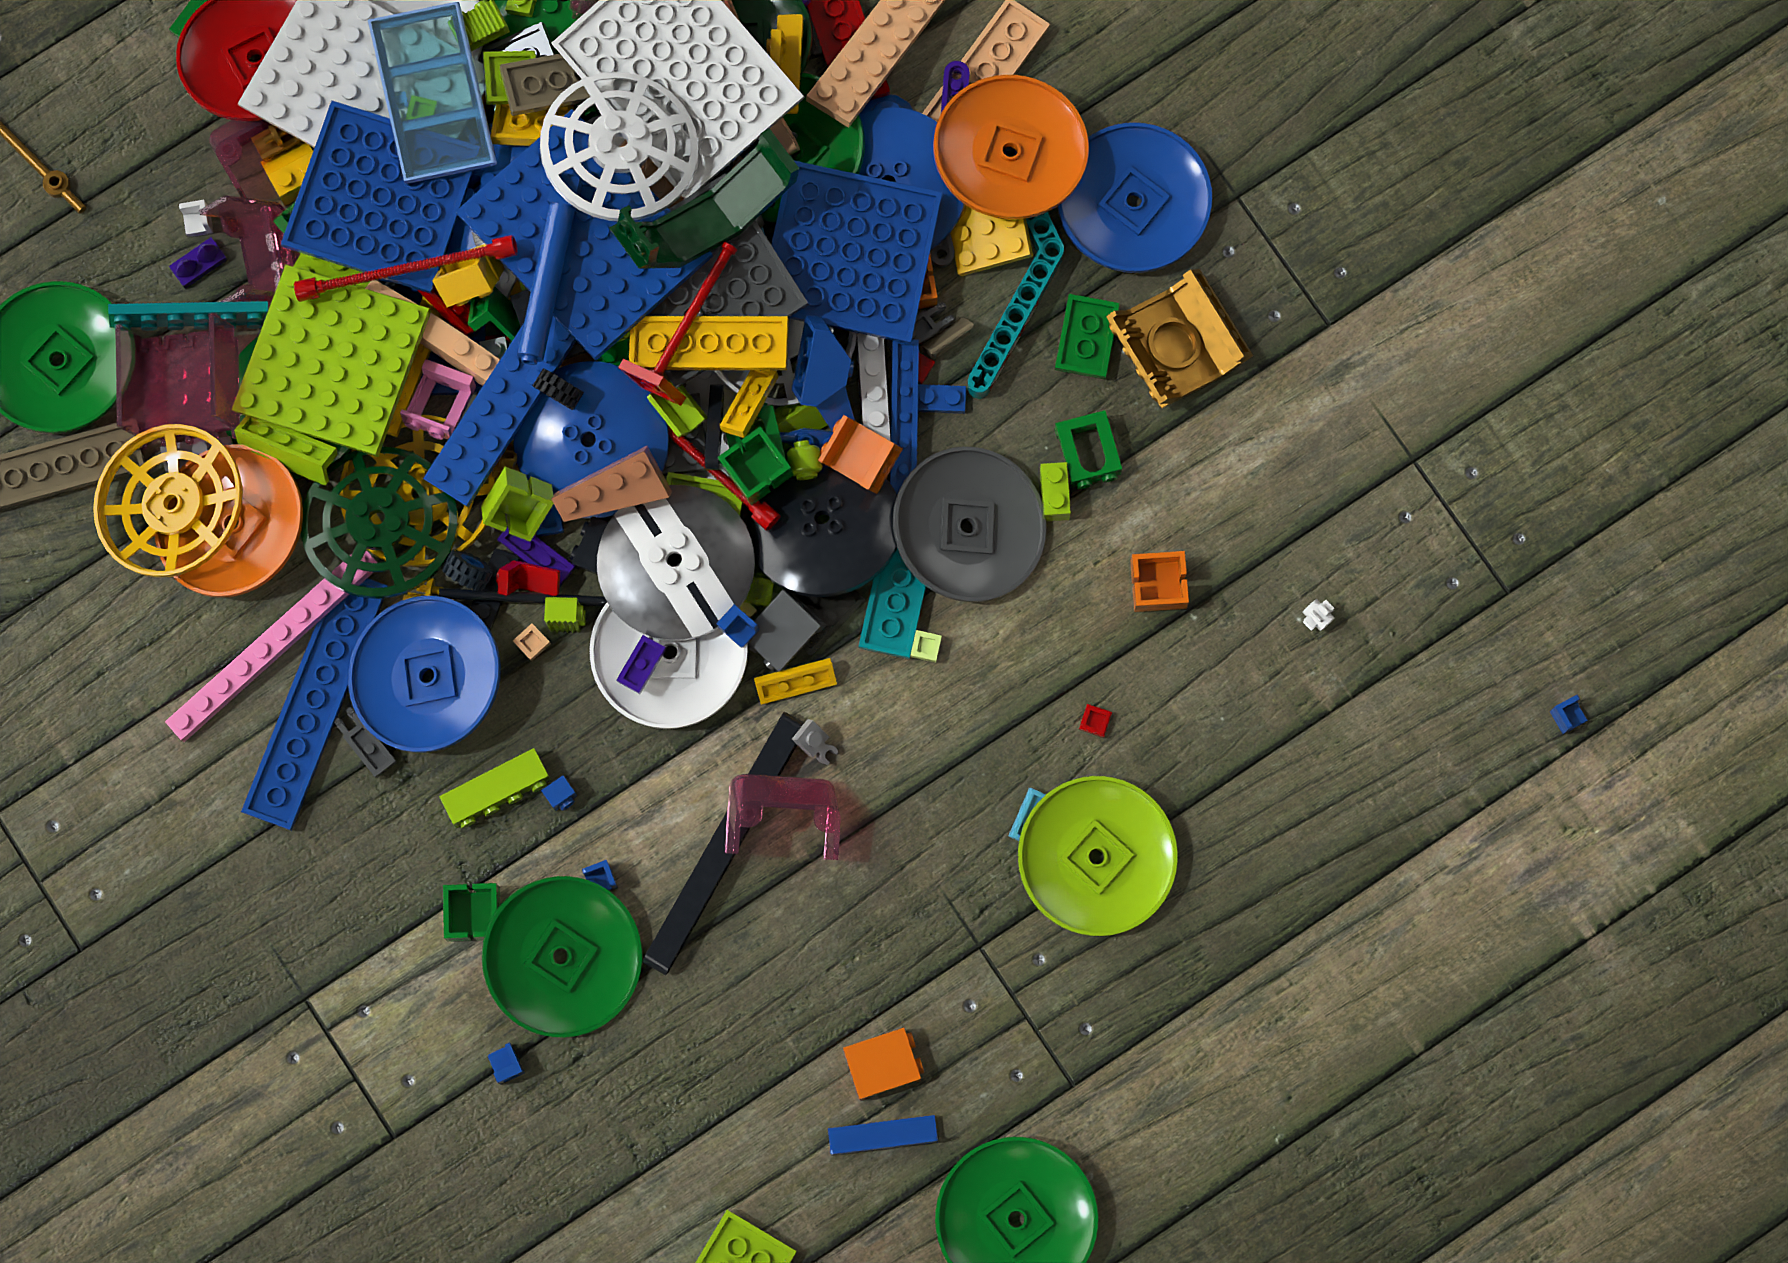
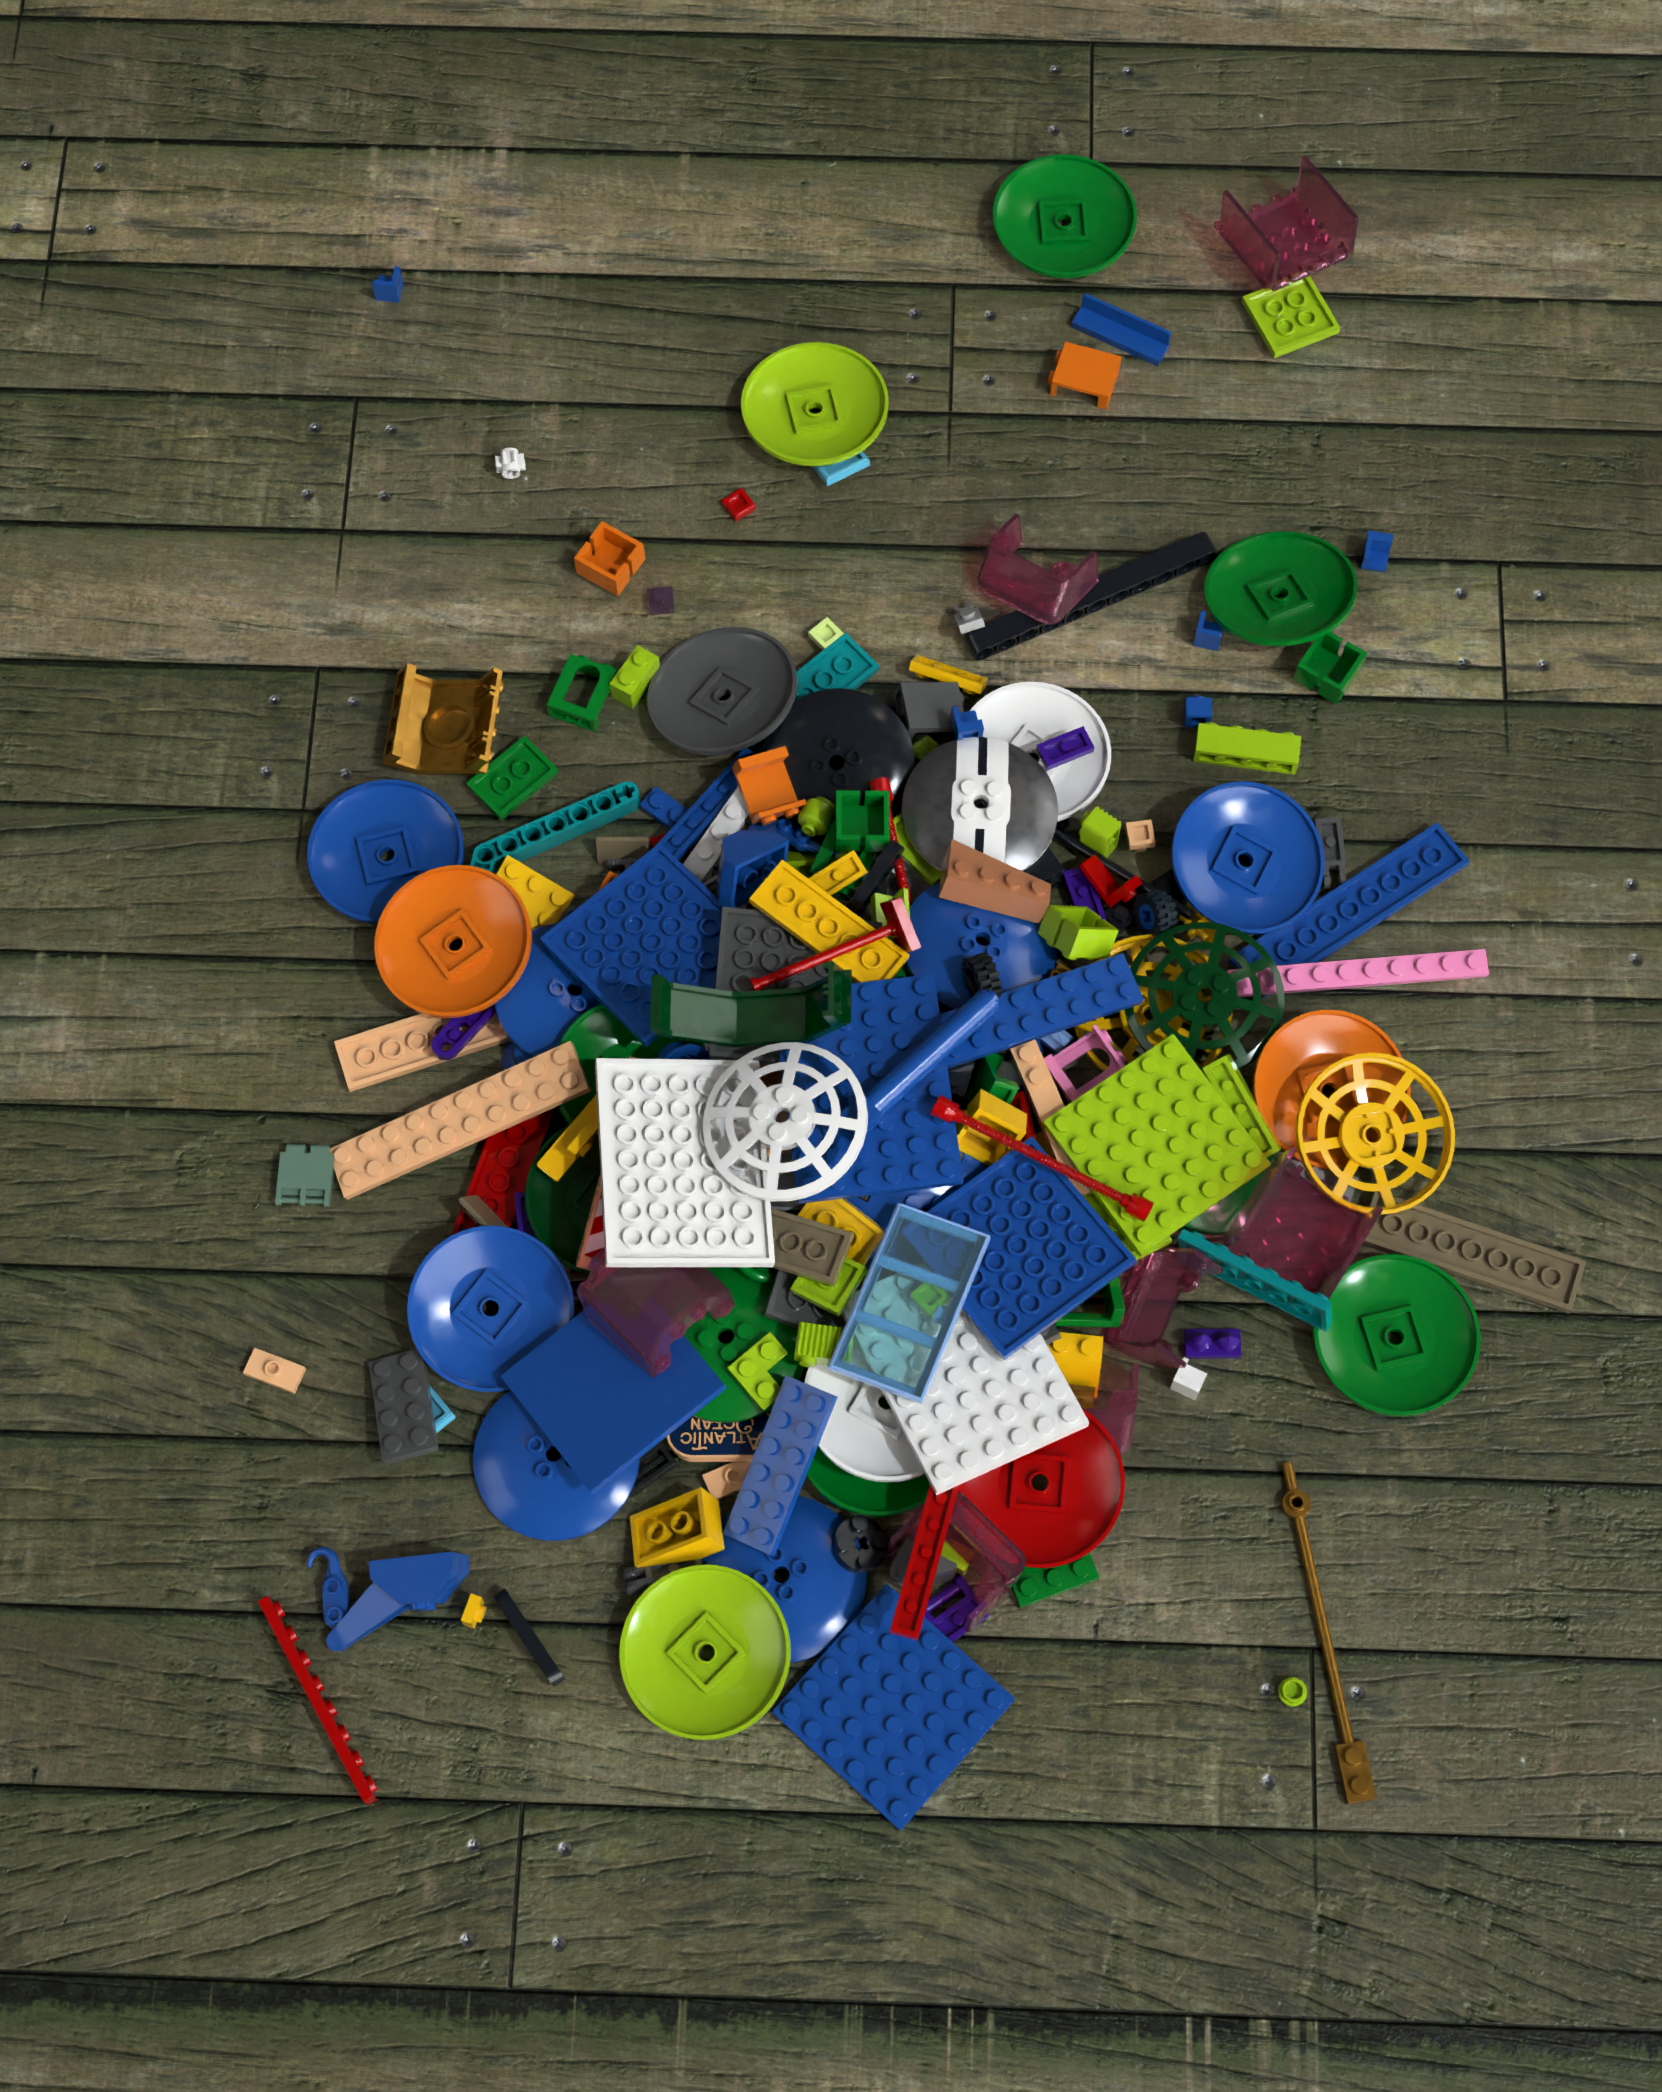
camera: 145 degrees left, 10 degrees down
(1091, 583) = (660, 600): none -> clear purple plate

